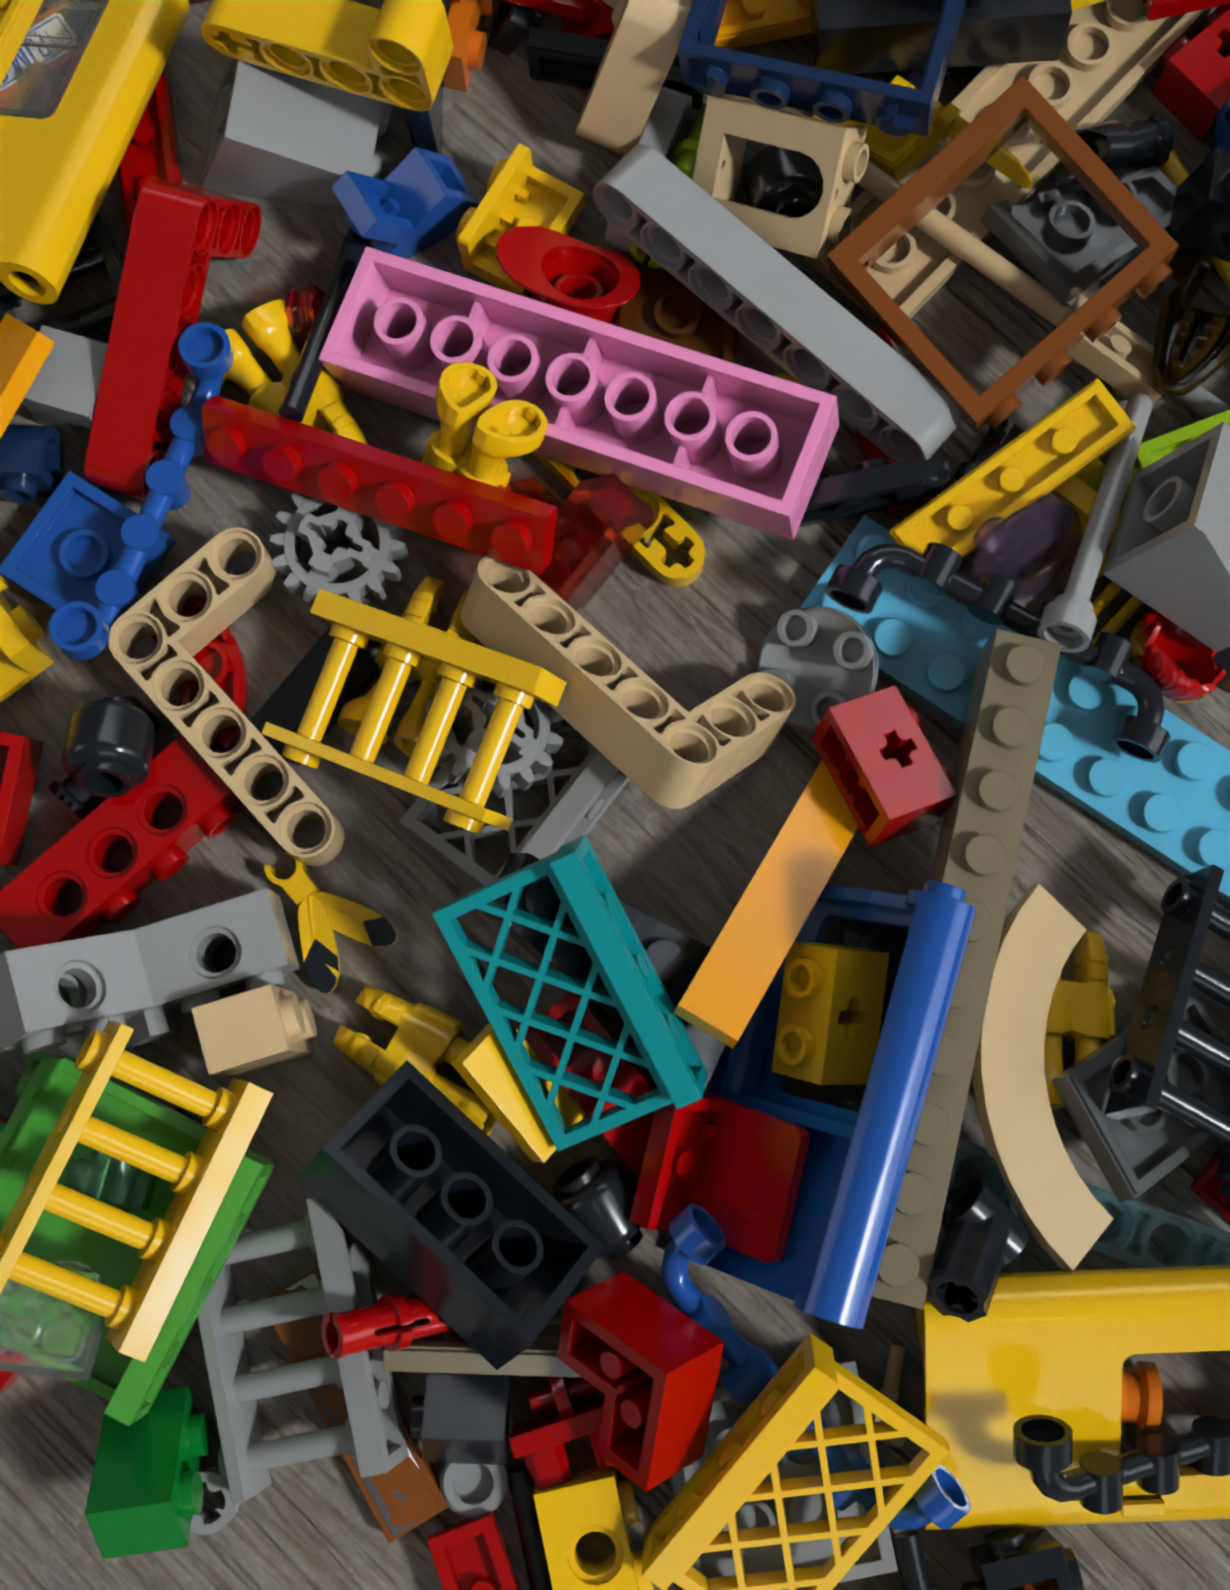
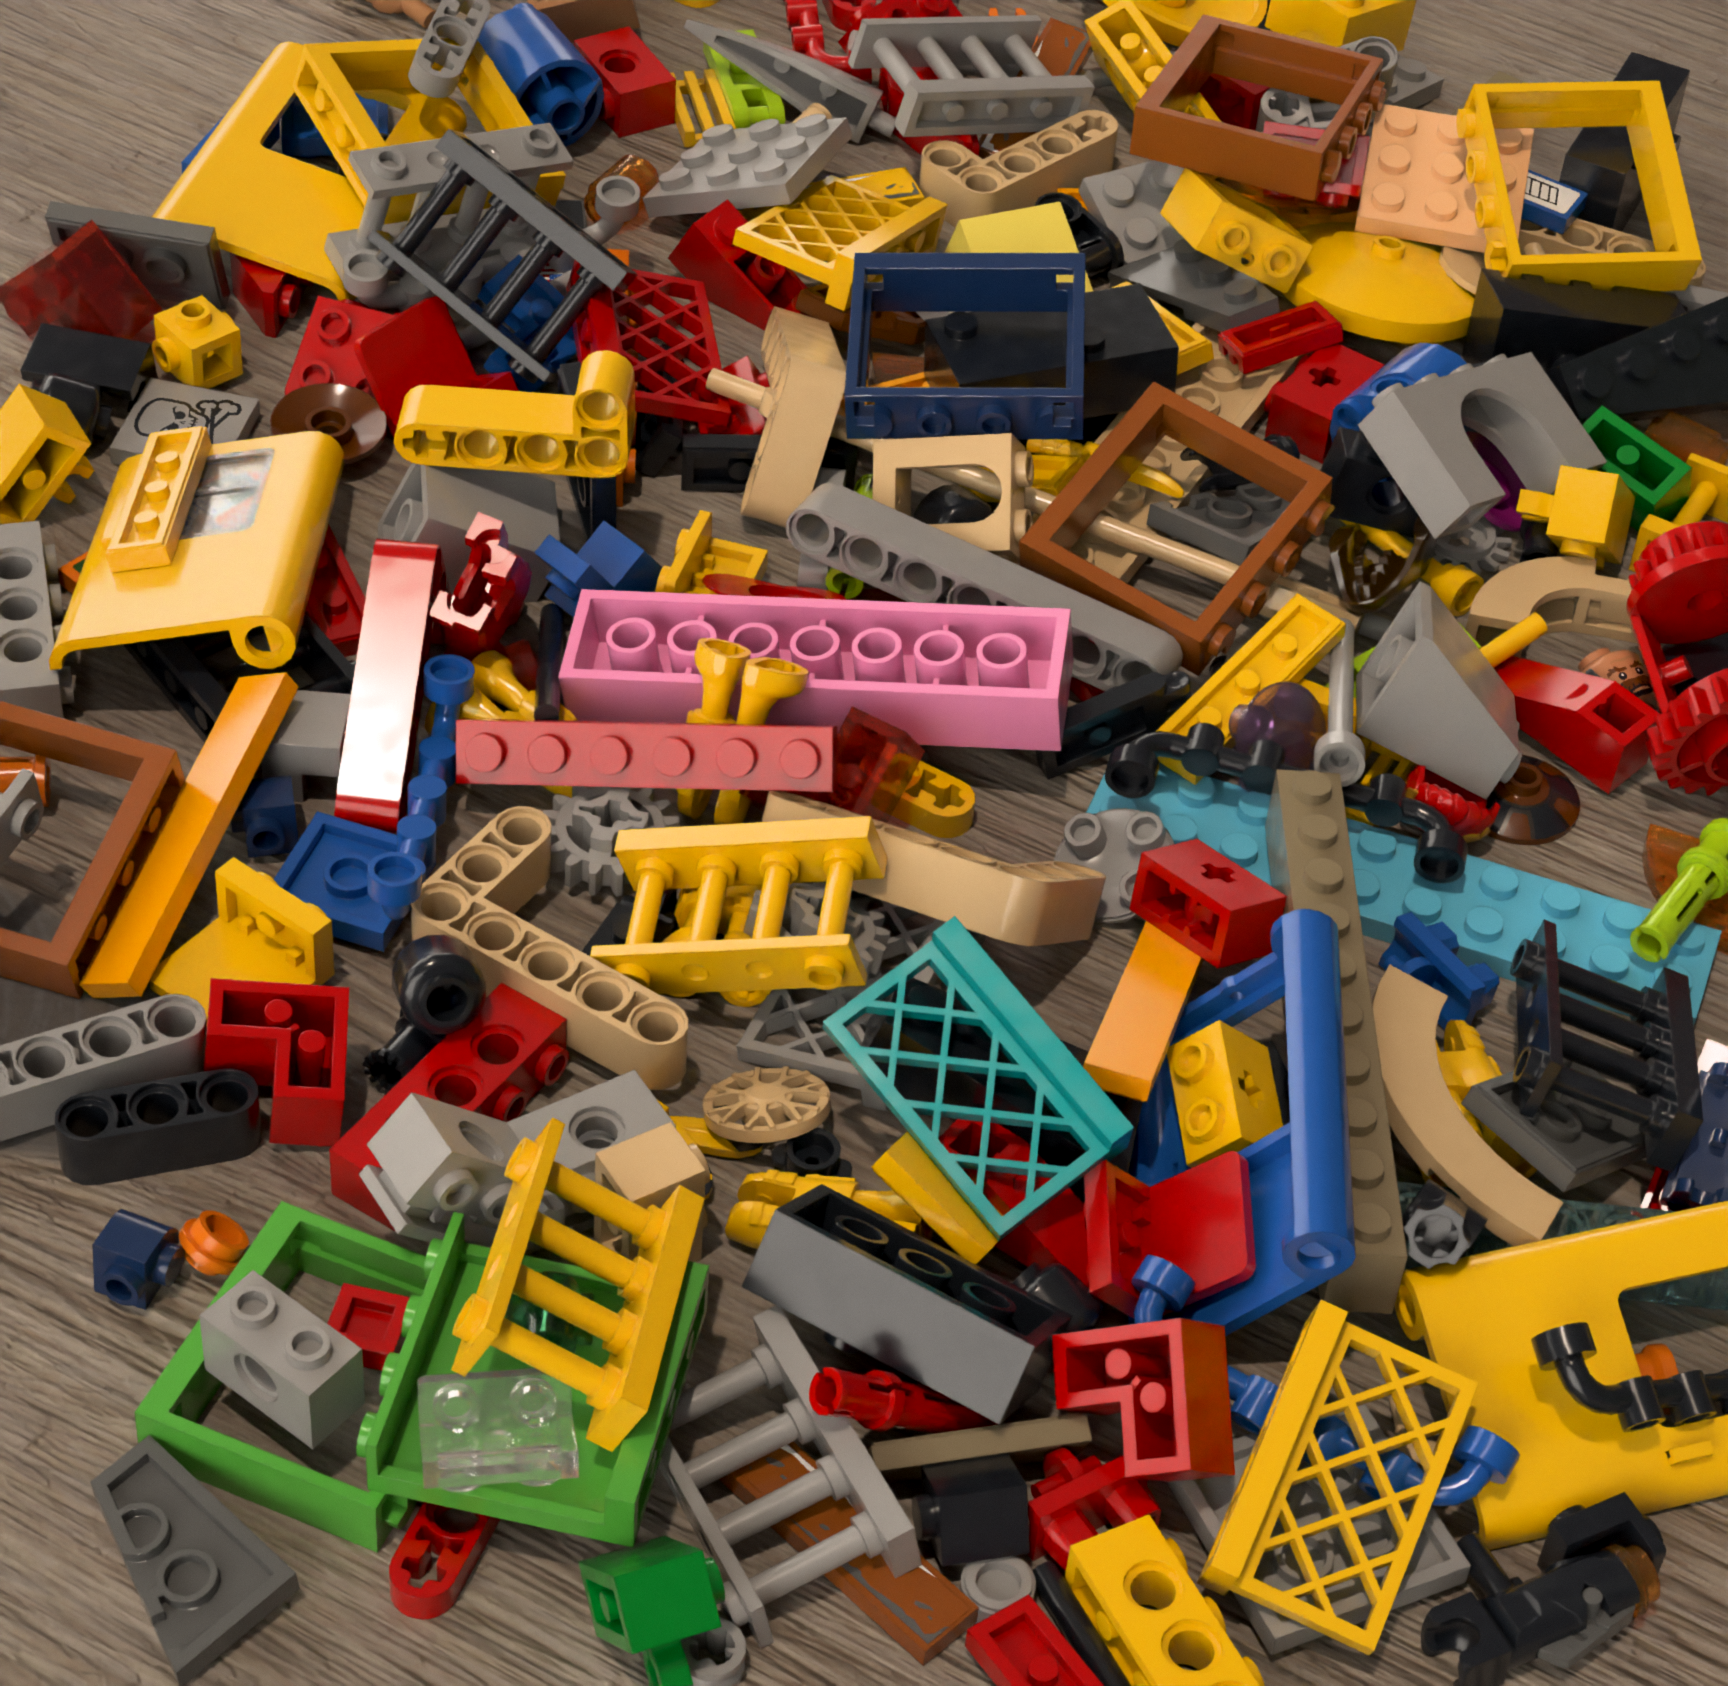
camera: 20 degrees left, 35 degrees down
(264, 245) = (486, 595): none -> red animal
(402, 903) = (765, 1103): none -> tan wheel
(417, 965) = (812, 1154): none -> black plate
(1084, 871) = (1431, 957): none -> blue hips

